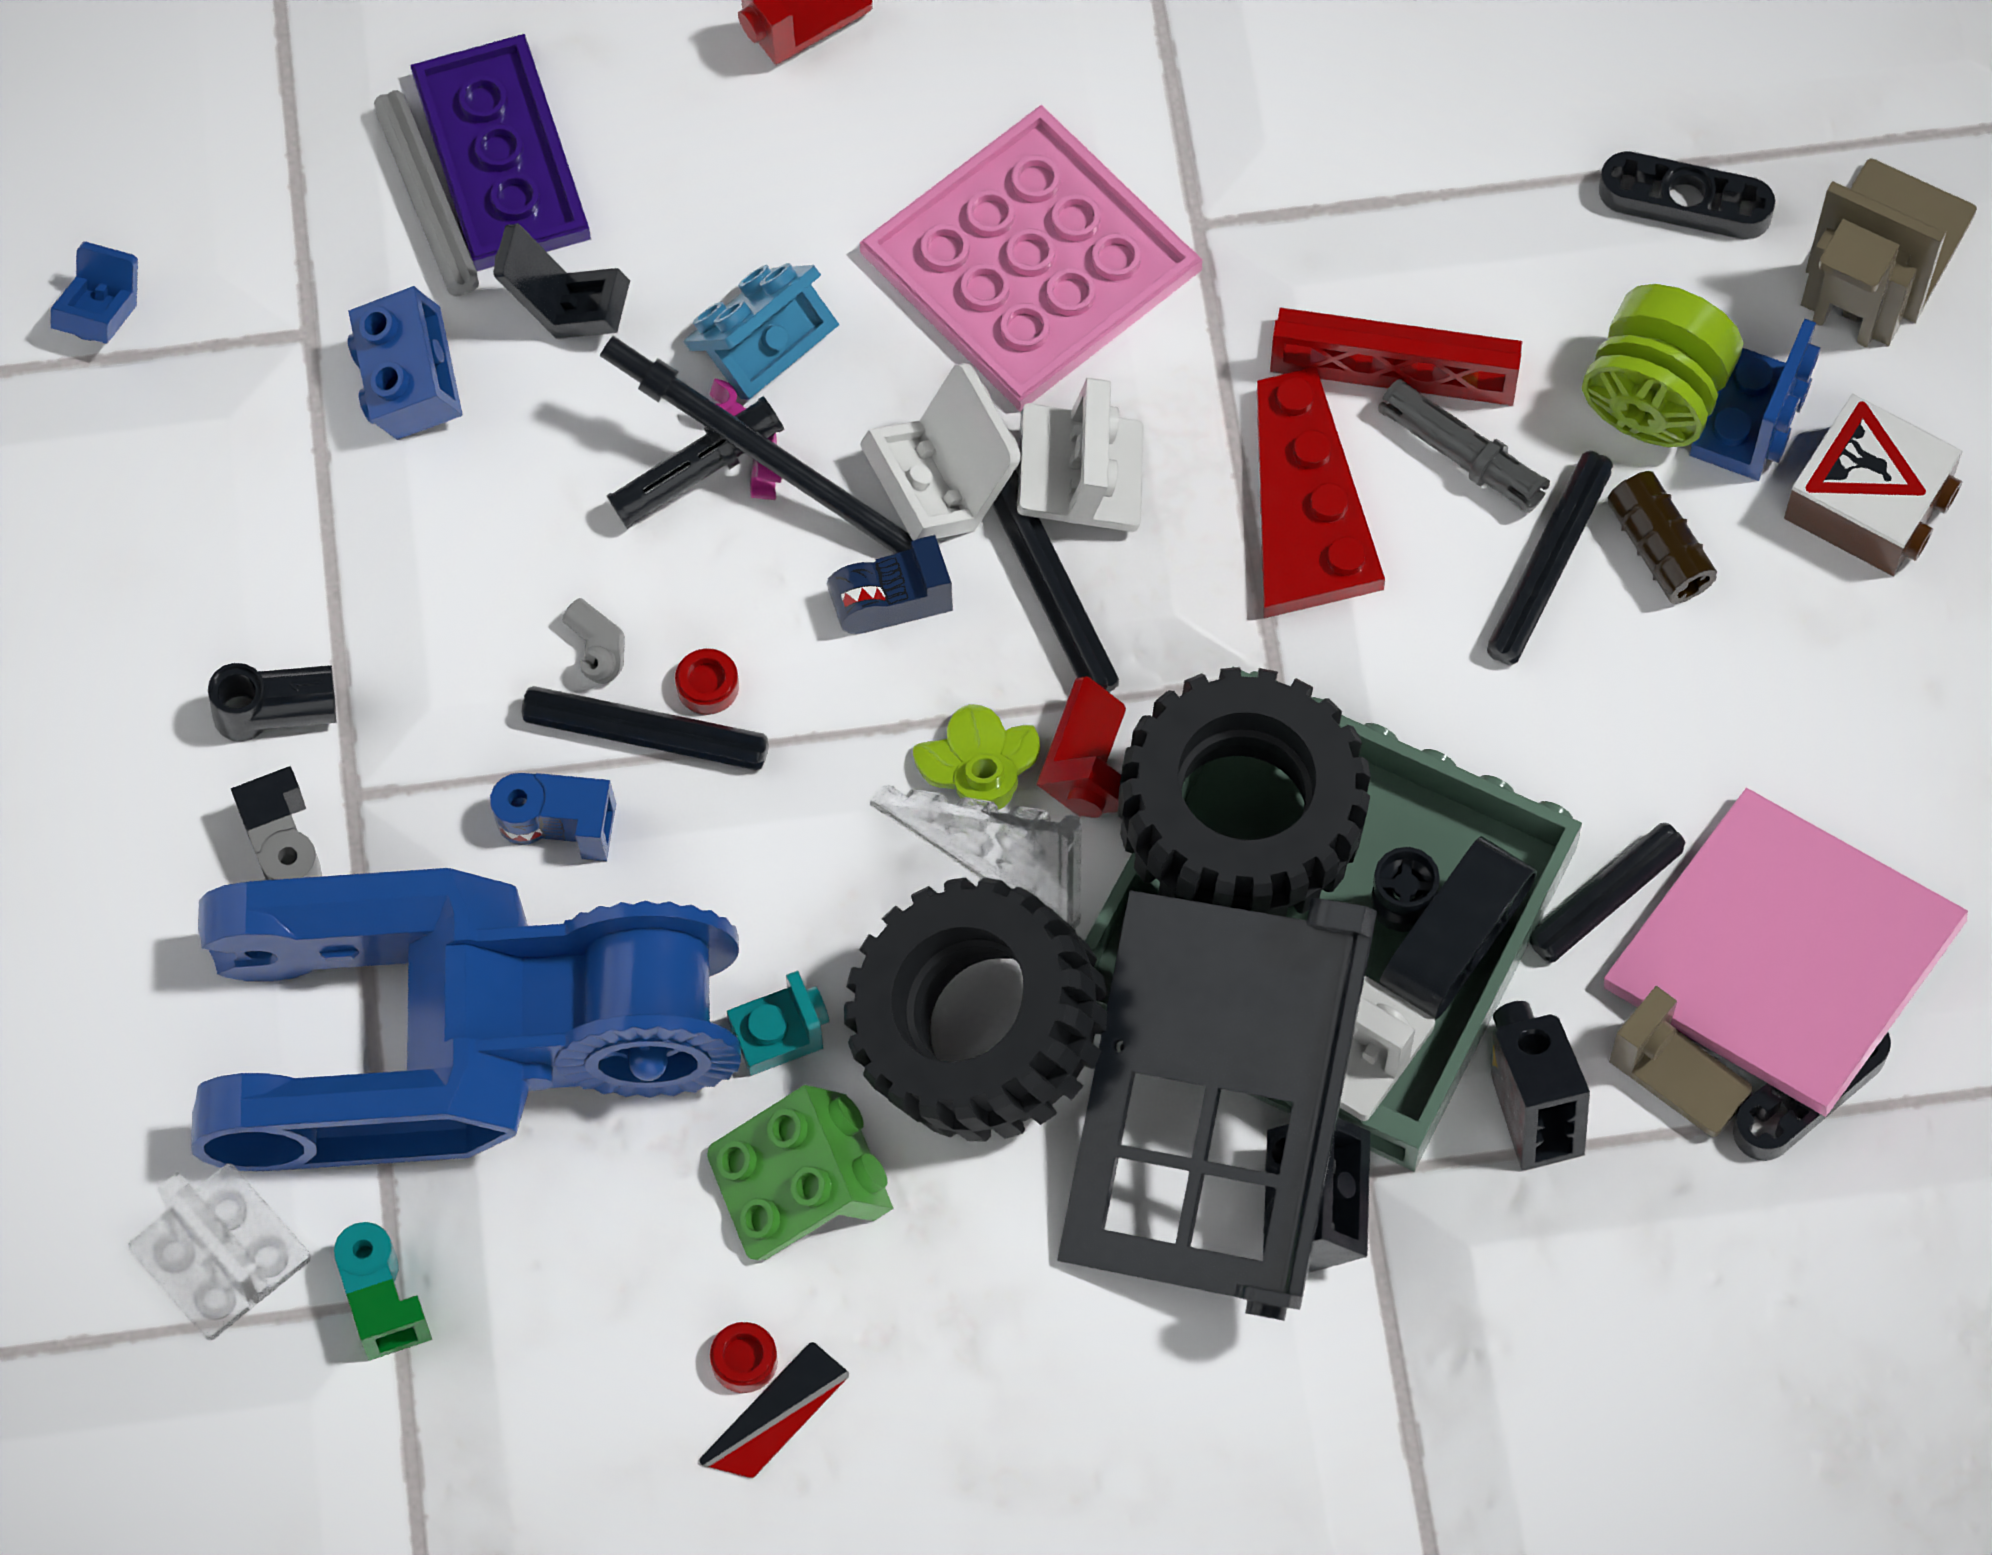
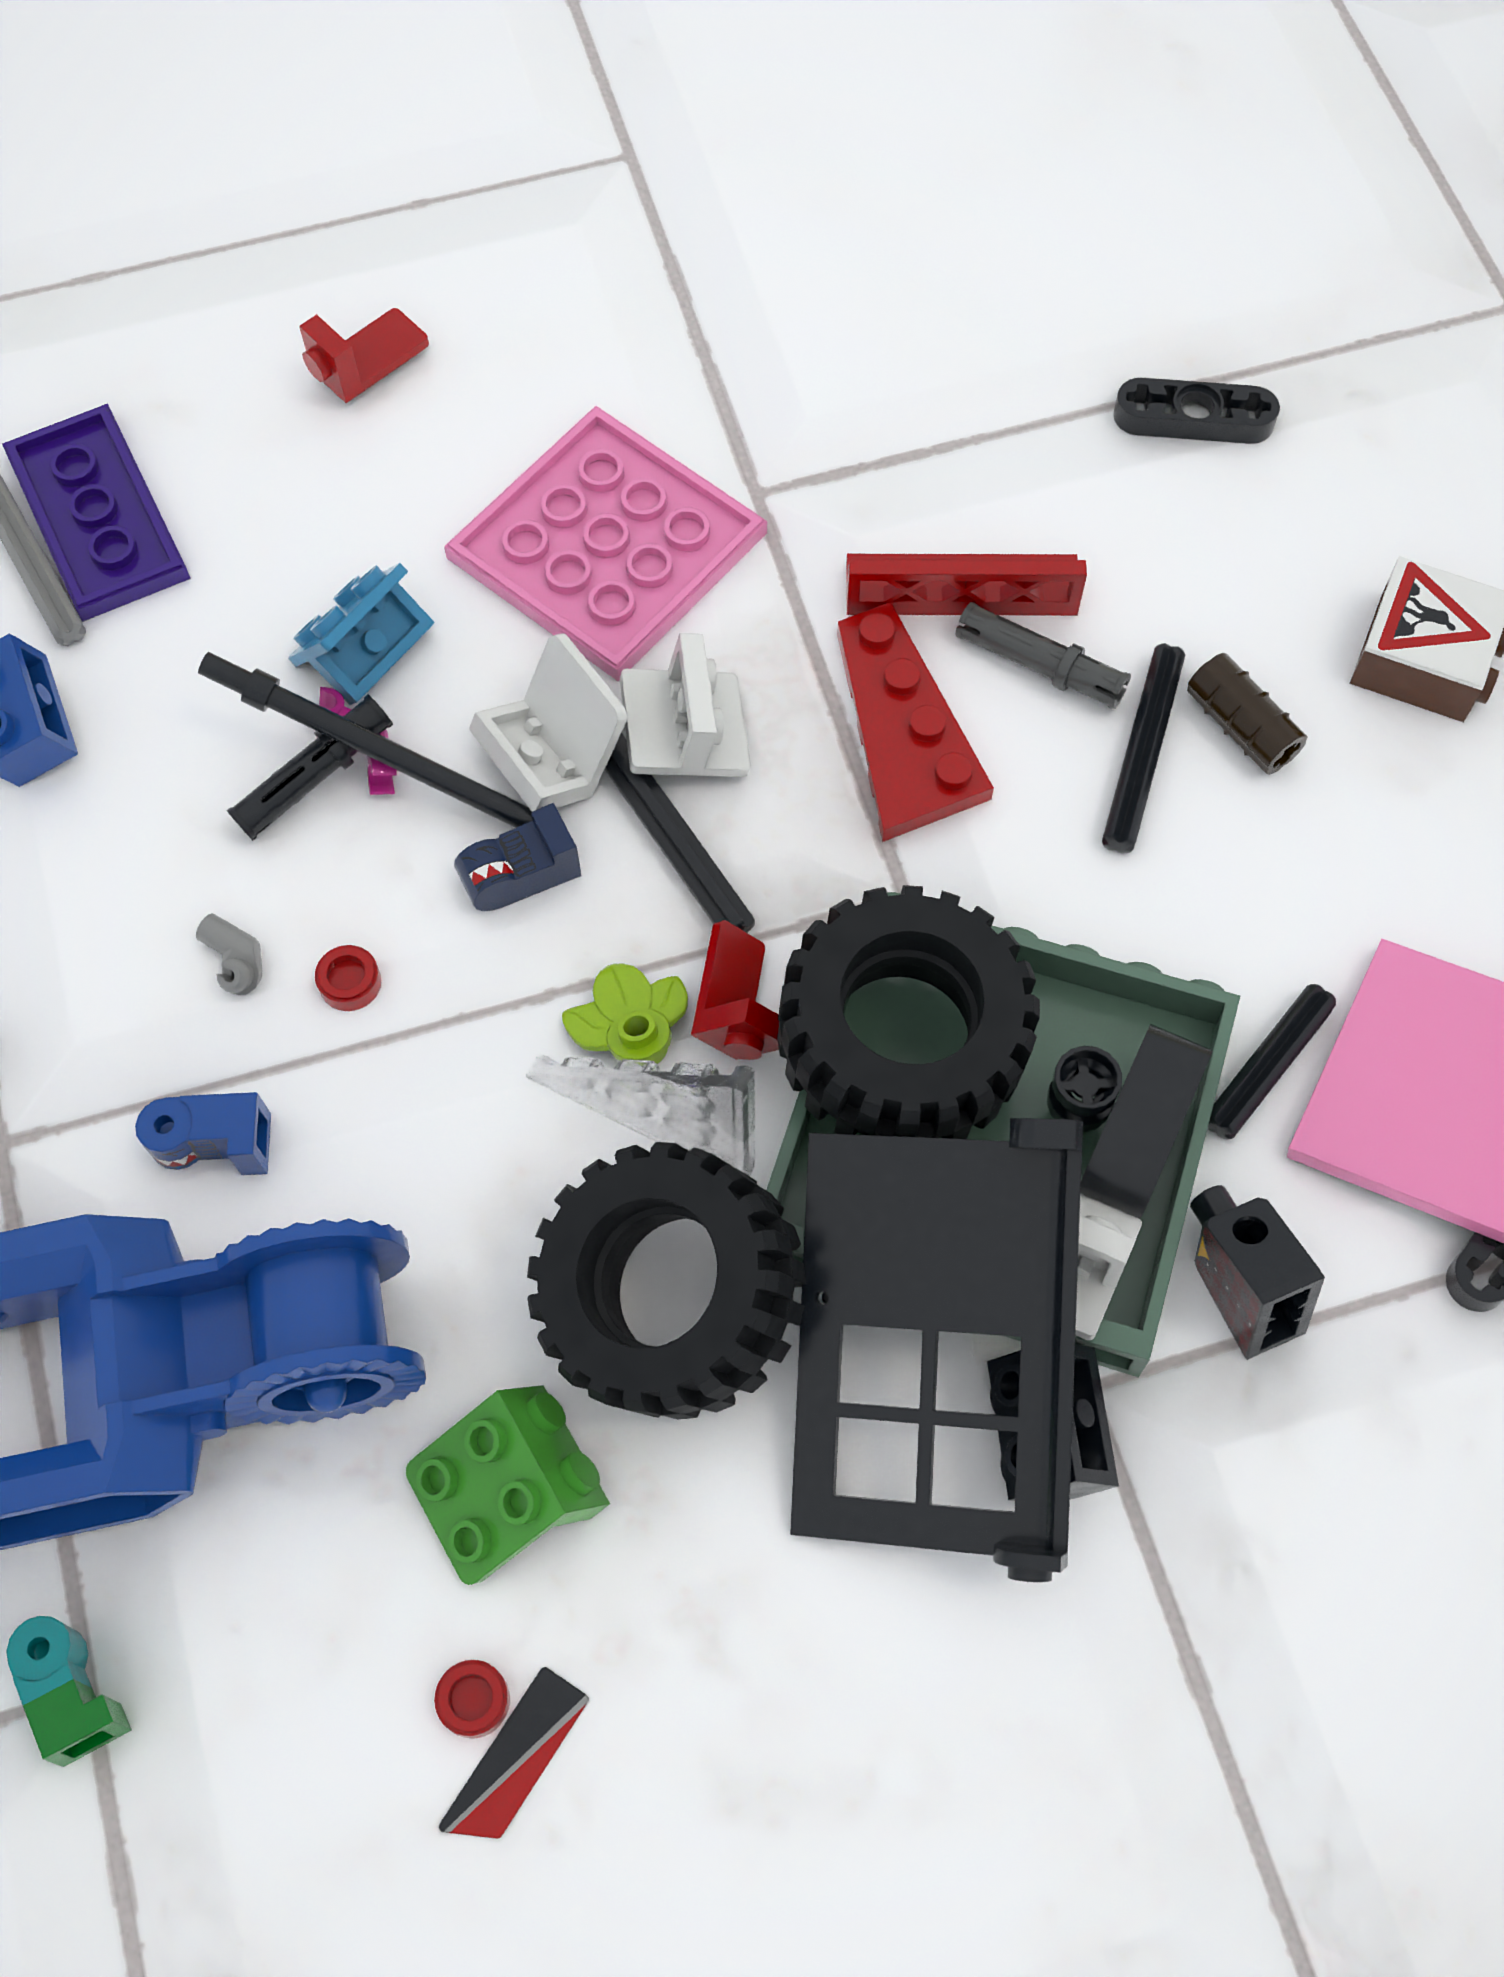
camera: 10 degrees left, 0 degrees up
(561, 301) = (164, 636): black bracket -> none
(645, 728) = (290, 1033): black axle -> none
(780, 1025) = (464, 1322): teal bracket -> none
(1662, 365) = (1218, 554): lime wheel -> none
(1676, 1067) = (1384, 1231): dark tan bracket -> none
(1758, 408) = (1308, 582): blue bracket -> none
(1882, 249) = (1387, 435): dark tan piece -> none

